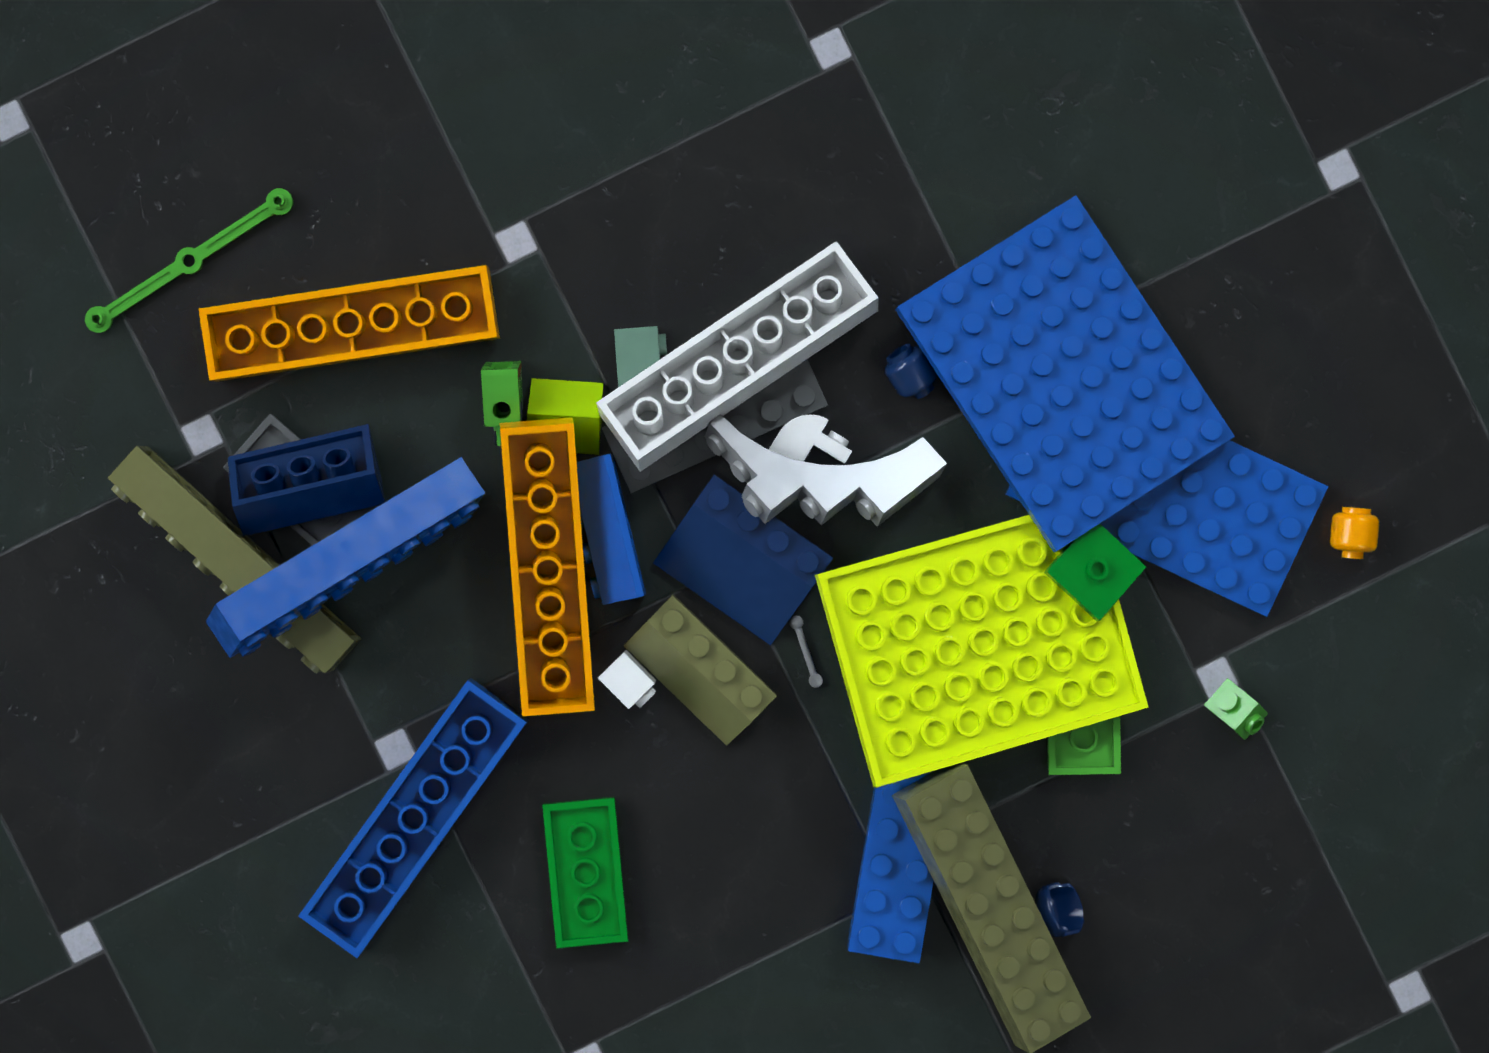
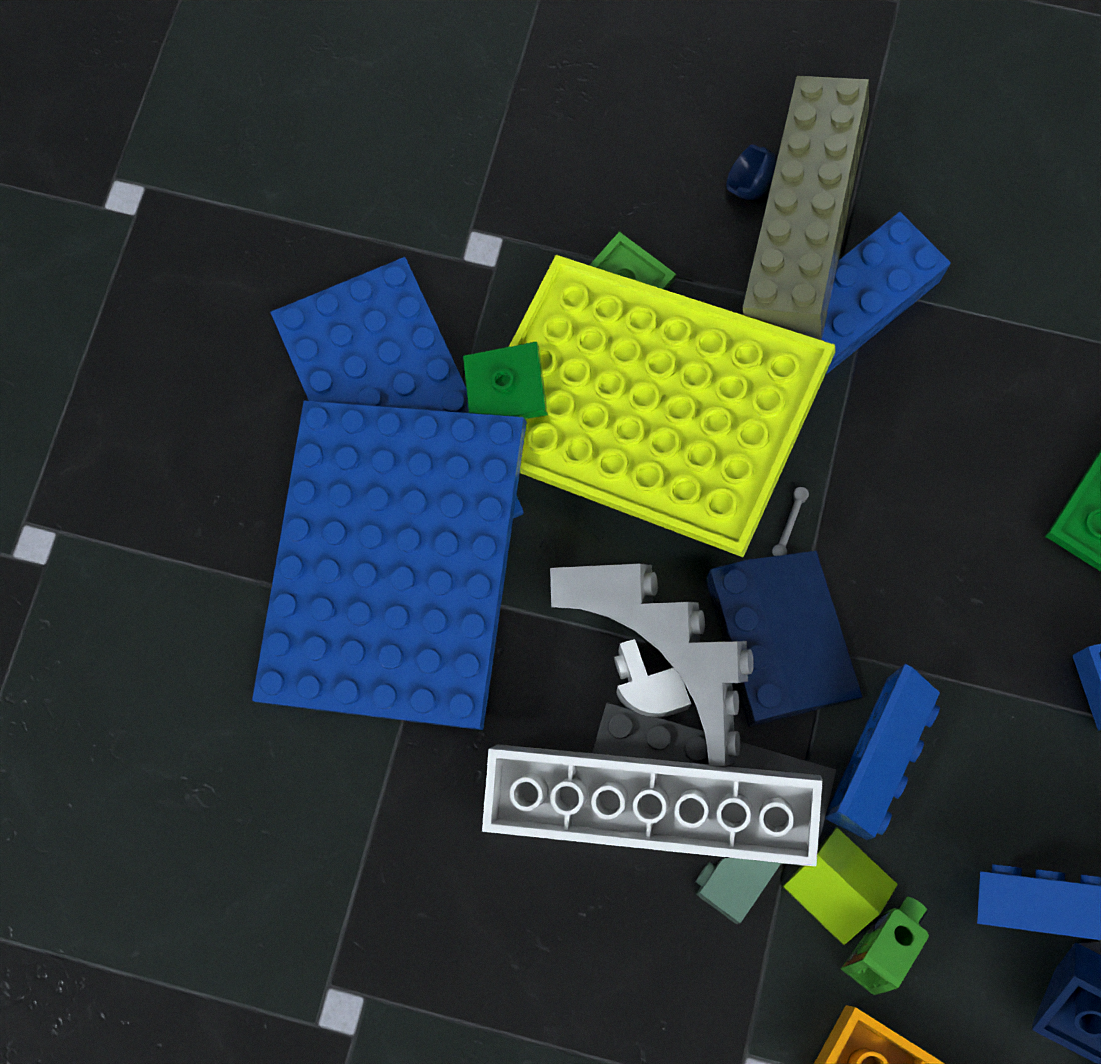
camera: 135 degrees left, 15 degrees down
(547, 566) = (966, 768): light orange brick -> none
(628, 680) = (967, 612): white brick -> none
(700, 670) = (890, 577): olive slope -> none
(910, 372) = (514, 671): dark blue head -> none
(1237, 709) = (489, 211): bracket -> none
(1354, 532) = (282, 261): light orange head -> none

